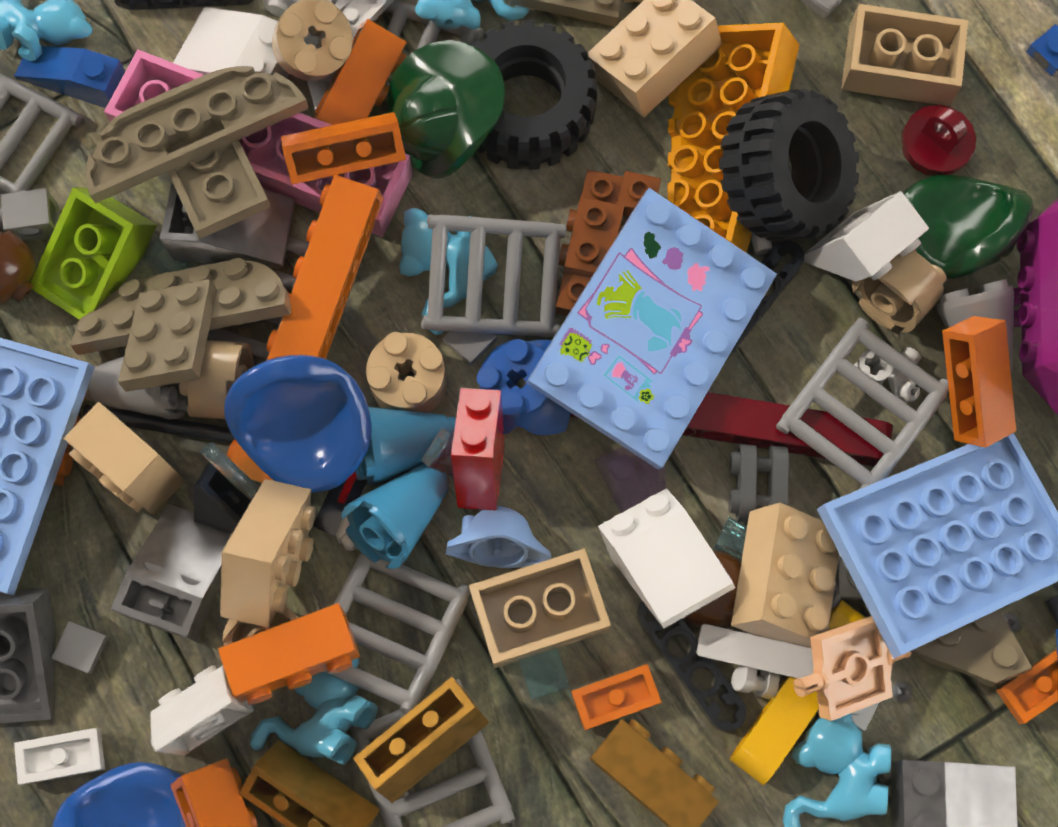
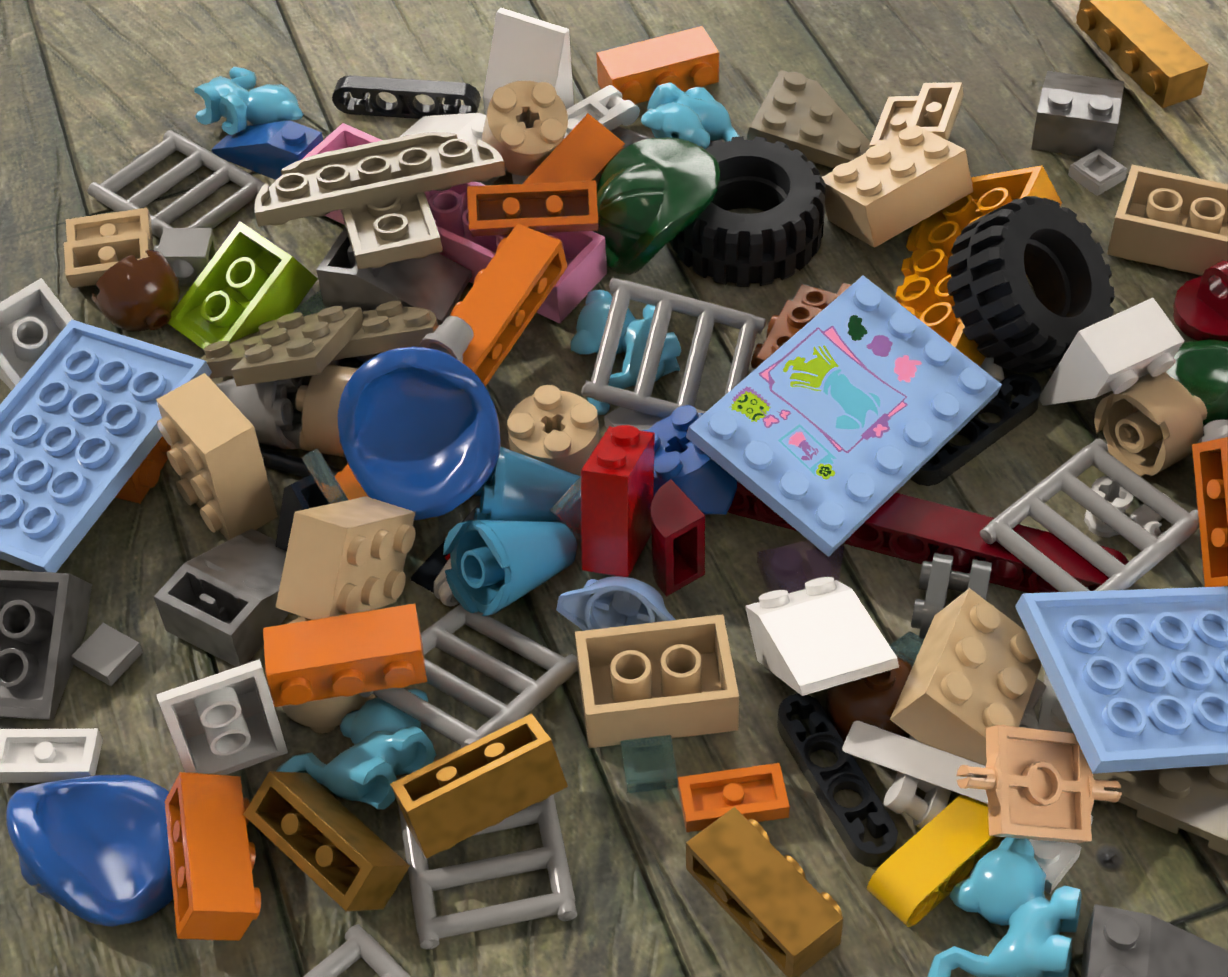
camera: 15 degrees right, 25 degrees down
(301, 317) = (450, 337): none -> light grey piece
(530, 470) = (676, 539): none -> dark red brick

